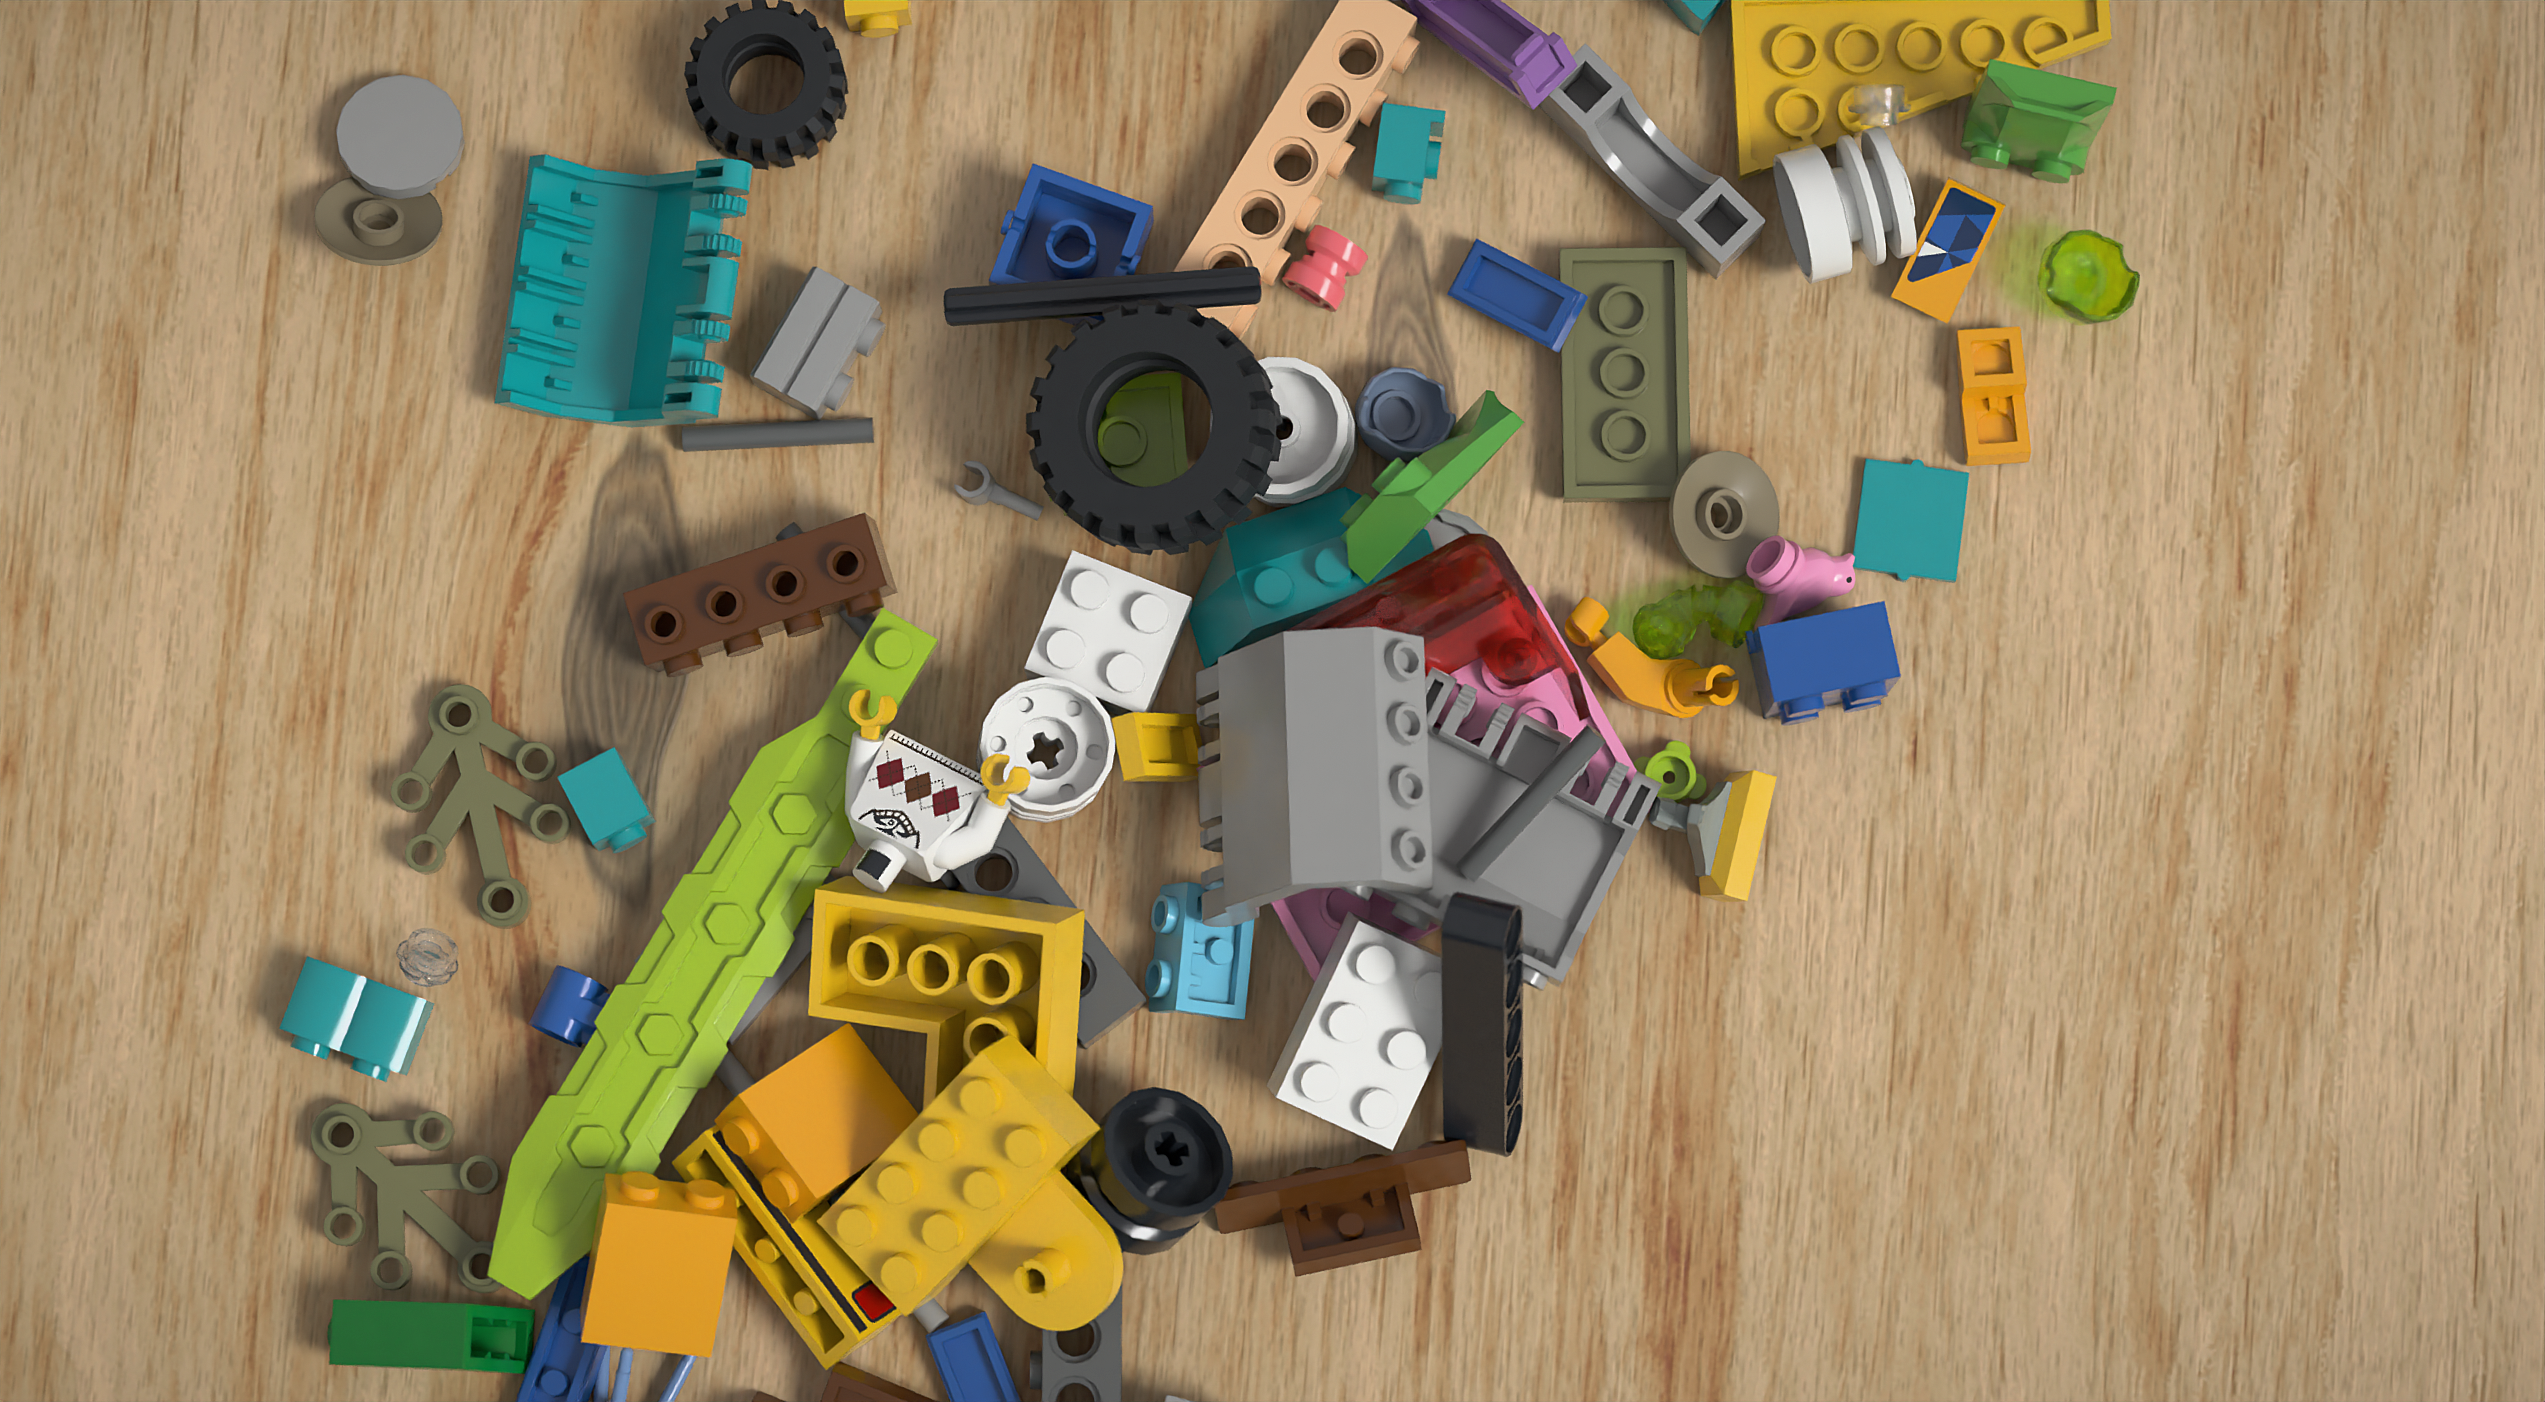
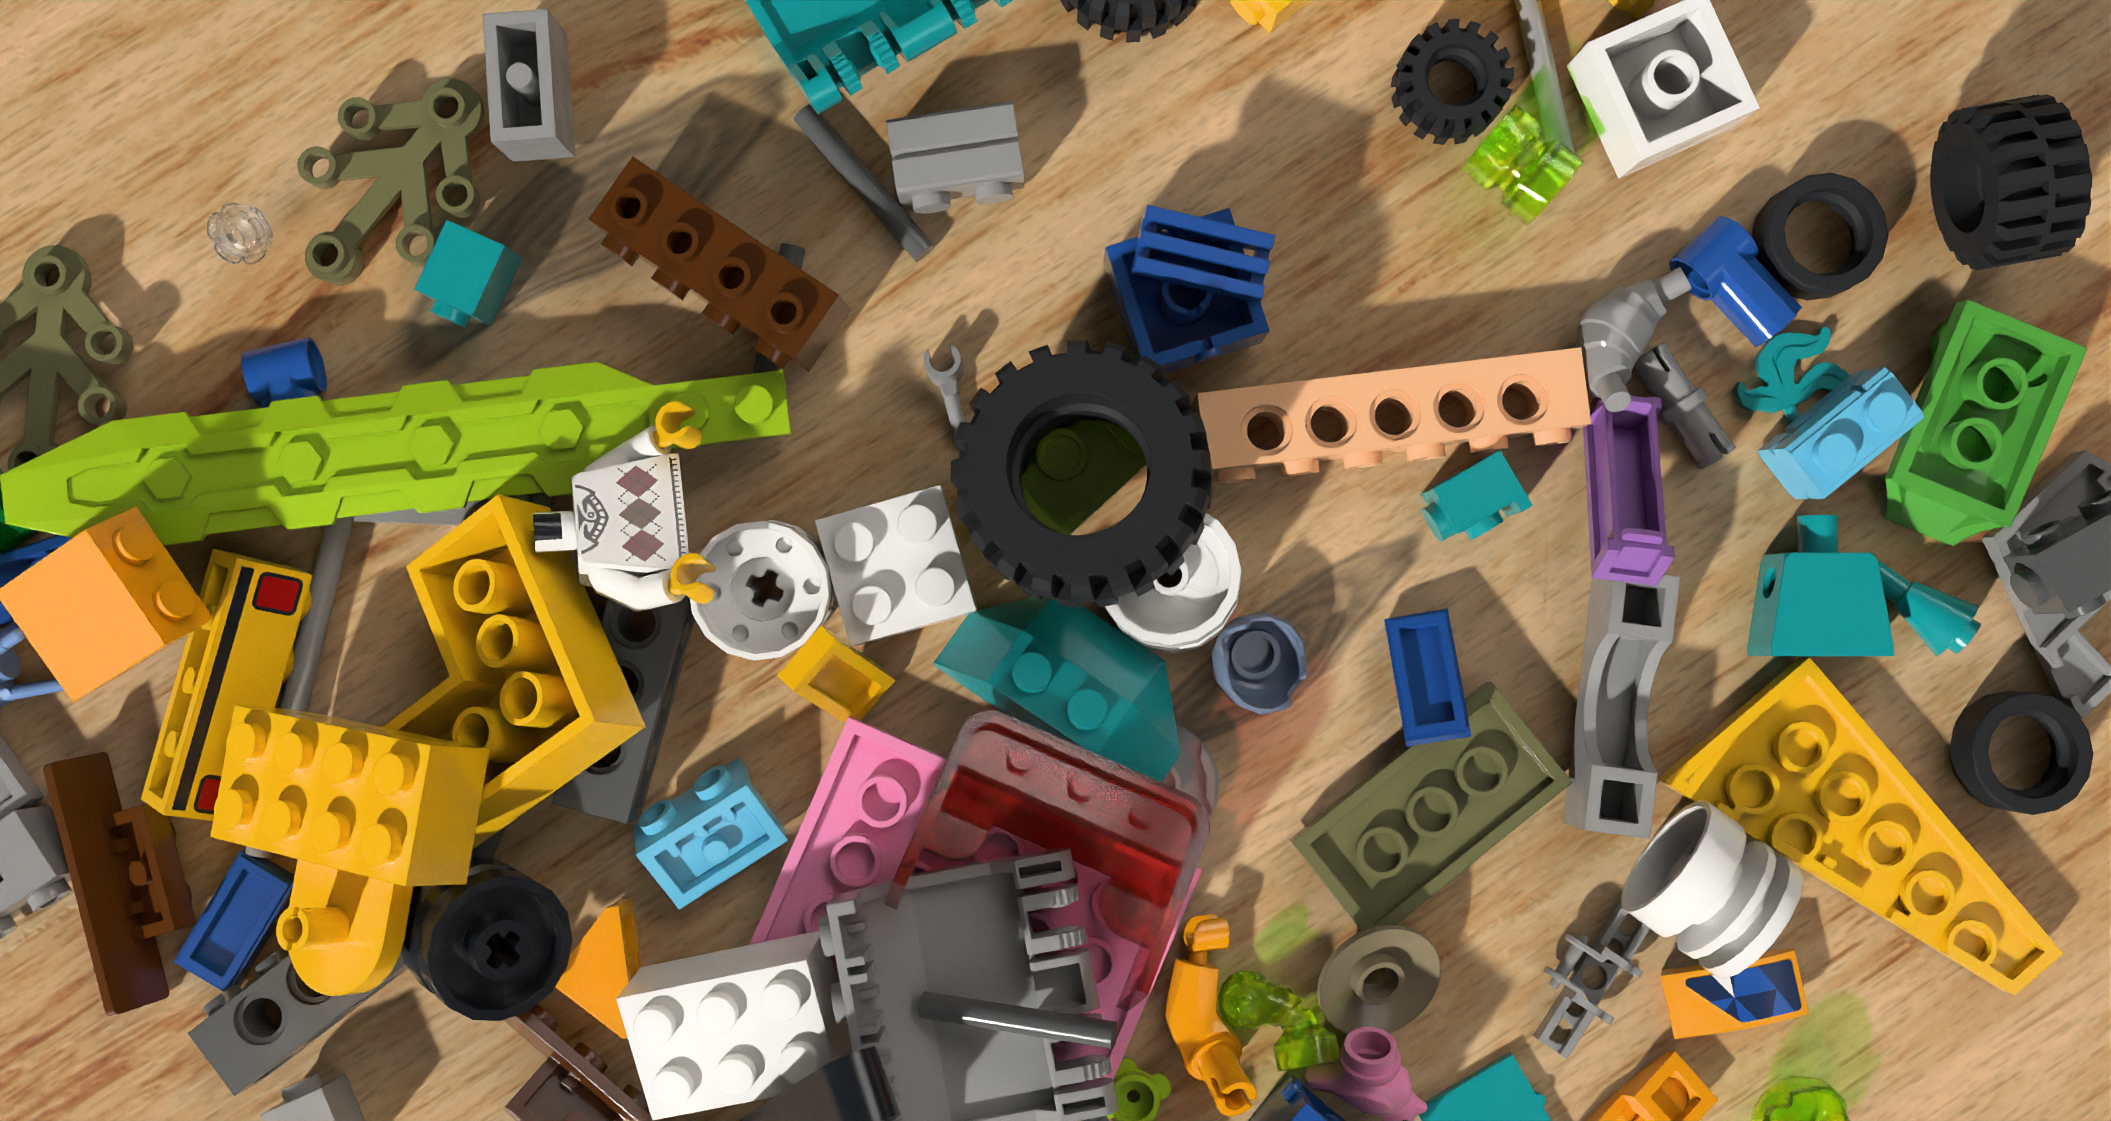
camera: 50 degrees right, 5 degrees up
(355, 1017) = (149, 214): teal brick -> none
(499, 633) = (528, 85): none -> light grey brick
(816, 1122) = (322, 642): light orange brick -> none
(1091, 295) = (1161, 344): black axle -> none
(1095, 177) = (1205, 229): none -> blue tile
(1249, 1111) = (604, 965): none -> light orange slope
(1314, 768) = (899, 835): light grey hinge -> none
(1322, 273) = (1325, 507): coral wheel -> none
(1420, 490) = (1198, 739): bright green slope -> none
(1852, 370) = (1575, 989): none -> light grey piece
(1879, 103) = (1817, 853): clear plate -> none
(2034, 120) = (1911, 994): bright green slope -> none

